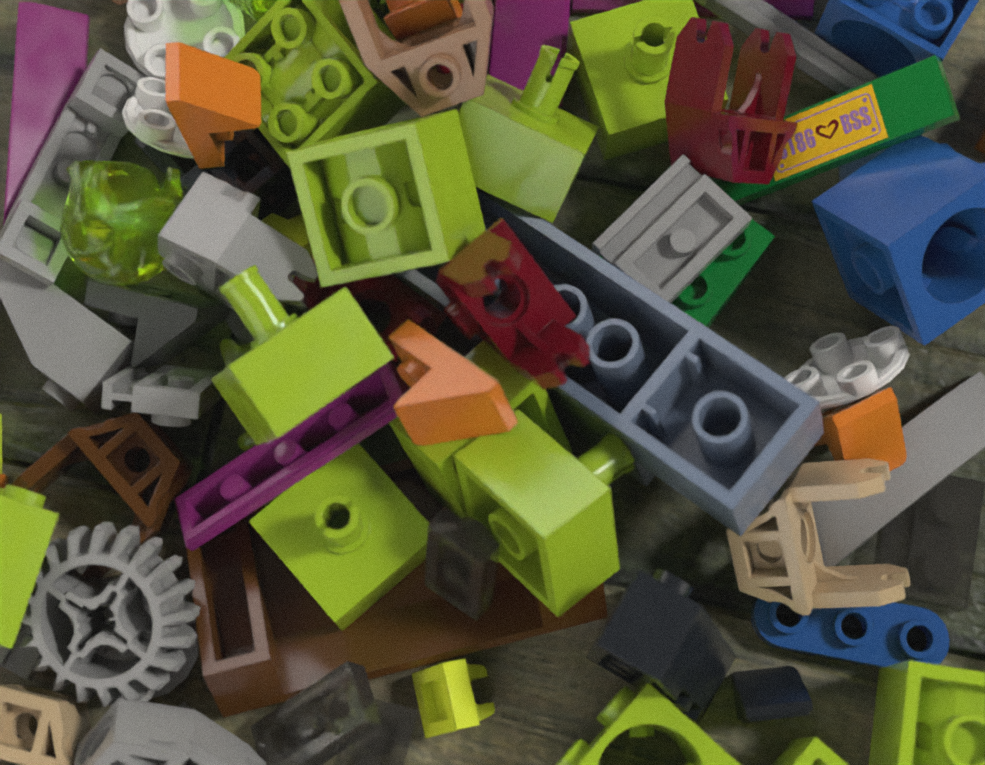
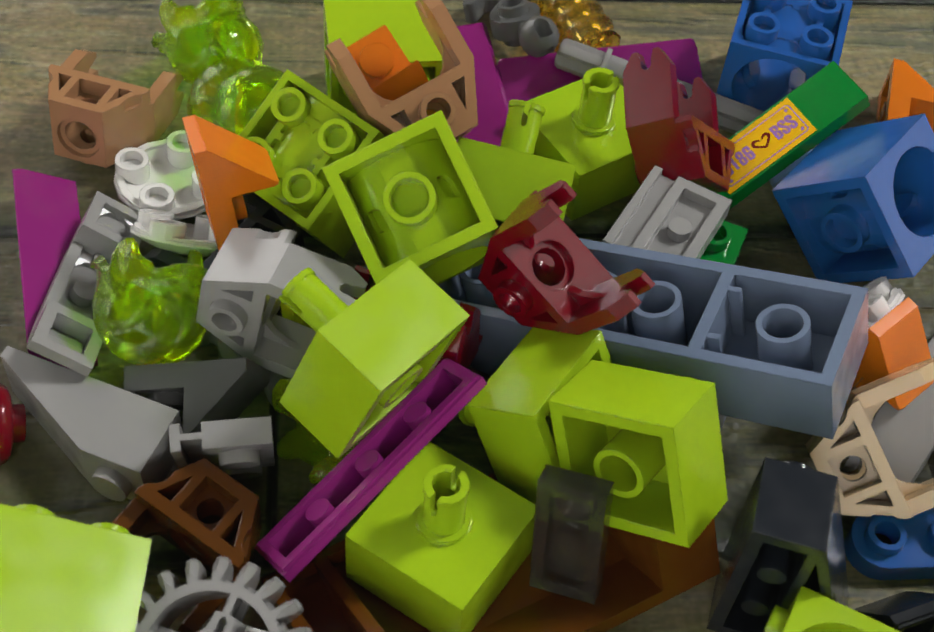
camera: 20 degrees left, 25 degrees down
(446, 393) = (527, 348): orange slope -> none

